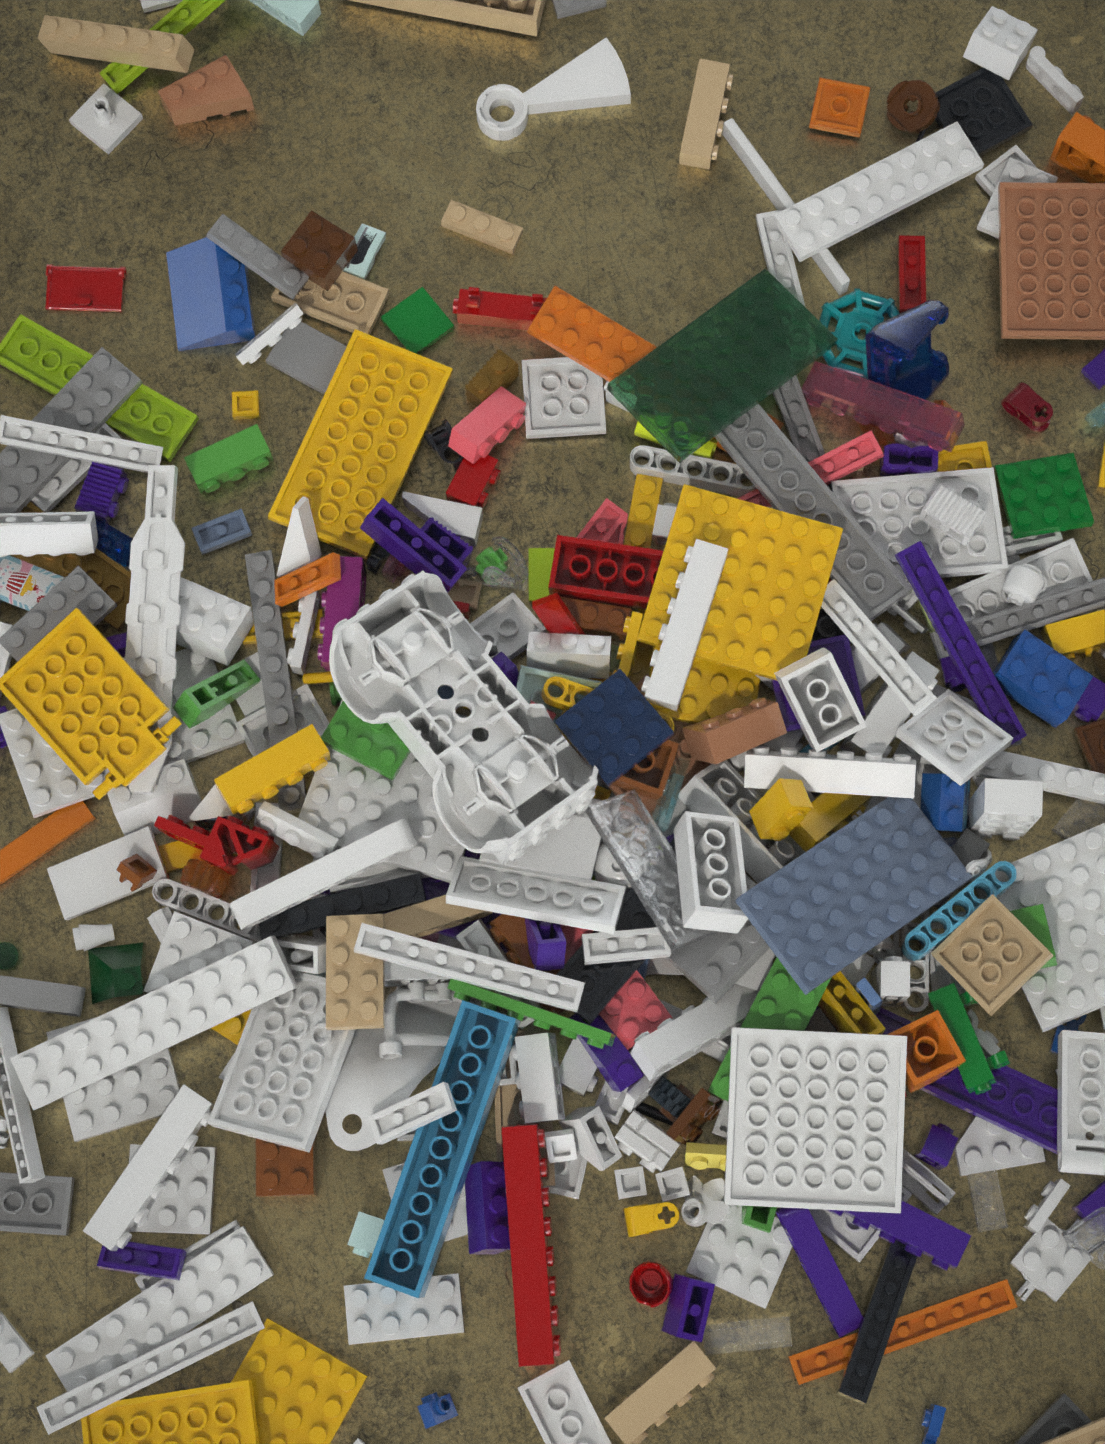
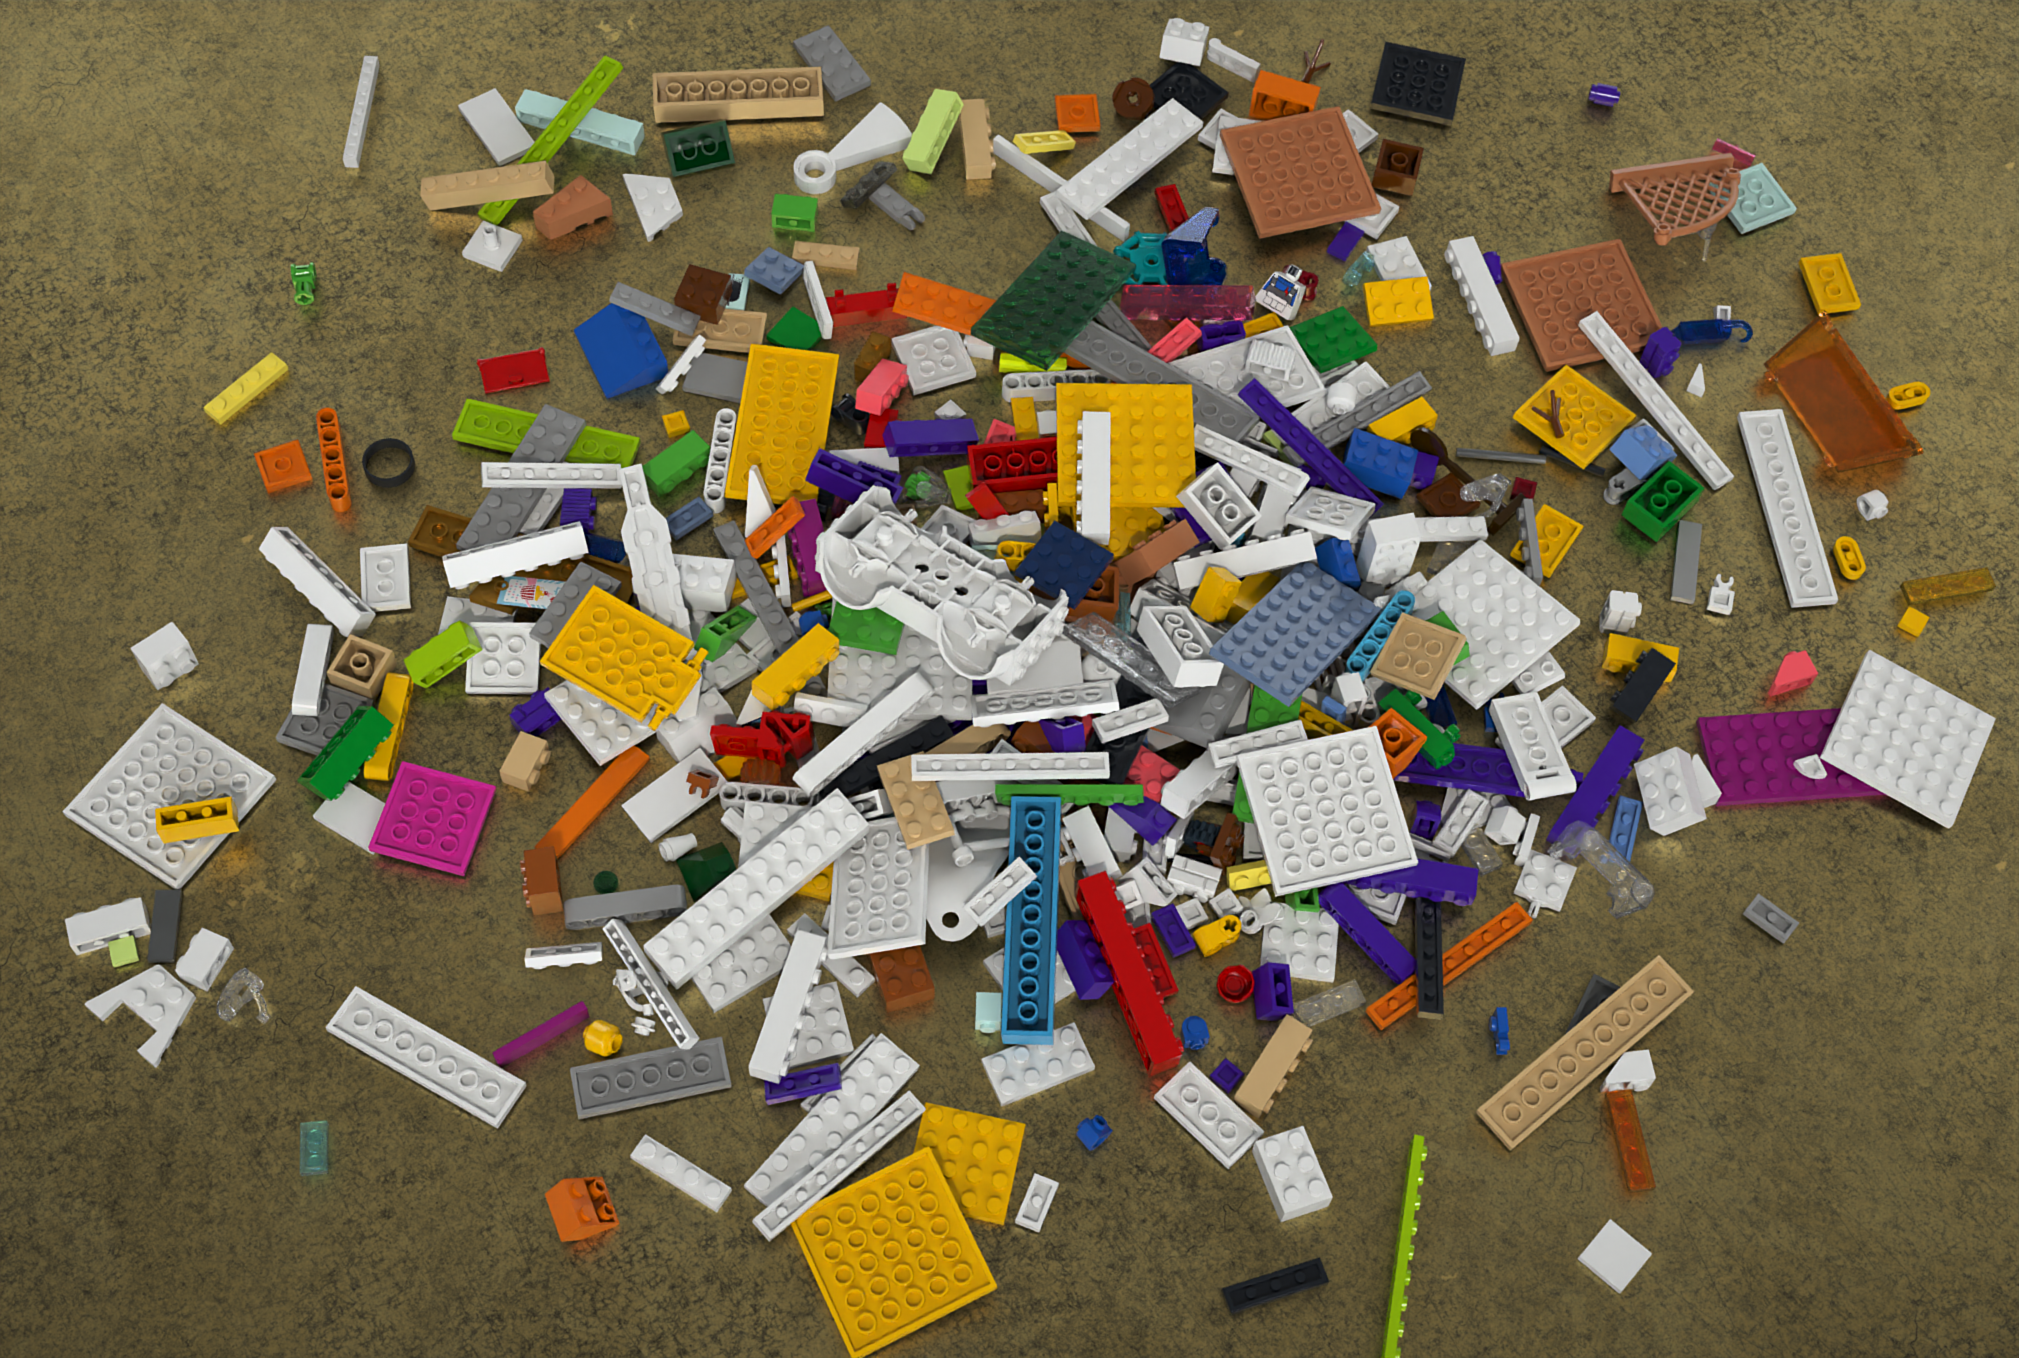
camera: 25 degrees left, 15 degrees down
(205, 1082) = (845, 969): none -> white plate
(277, 456) = (720, 451): none -> white beam
(305, 106) = (653, 202): none -> white wing
(317, 711) = (810, 619): none -> blue plate
(375, 45) = (698, 147): none -> dark green slope
(415, 233) = (774, 270): none -> sand blue plate
(451, 282) = (817, 300): none -> white tile
(461, 162) = (794, 212): none -> bright green brick
(523, 505) = (929, 437): none -> dark purple brick
(559, 145) = (868, 184): none -> clear smoke plate
(560, 475) = (950, 411): none -> white plate
(567, 1229) = (1155, 960): none -> red plate
(583, 180) = (896, 206): none -> light grey hinge
(586, 1327) = (1194, 1033): none -> blue plate
(603, 1197) = (1173, 930): none -> dark purple plate
(606, 1385) = (1226, 1076): none -> dark purple tile
(655, 94) = (932, 131): none -> yellowish green brick
(763, 1015) = (1226, 750): none -> white tile
(784, 140) = (1044, 141): none -> light yellow plate
(975, 1164) = (1460, 822): none -> white tile
(1003, 421) = (1283, 293): none -> torso
(1006, 1019) = (1440, 710): none -> clear blue tile
(1016, 850) = (1411, 583): none -> white hinge
(1027, 1182) = (1505, 825): none -> white brick

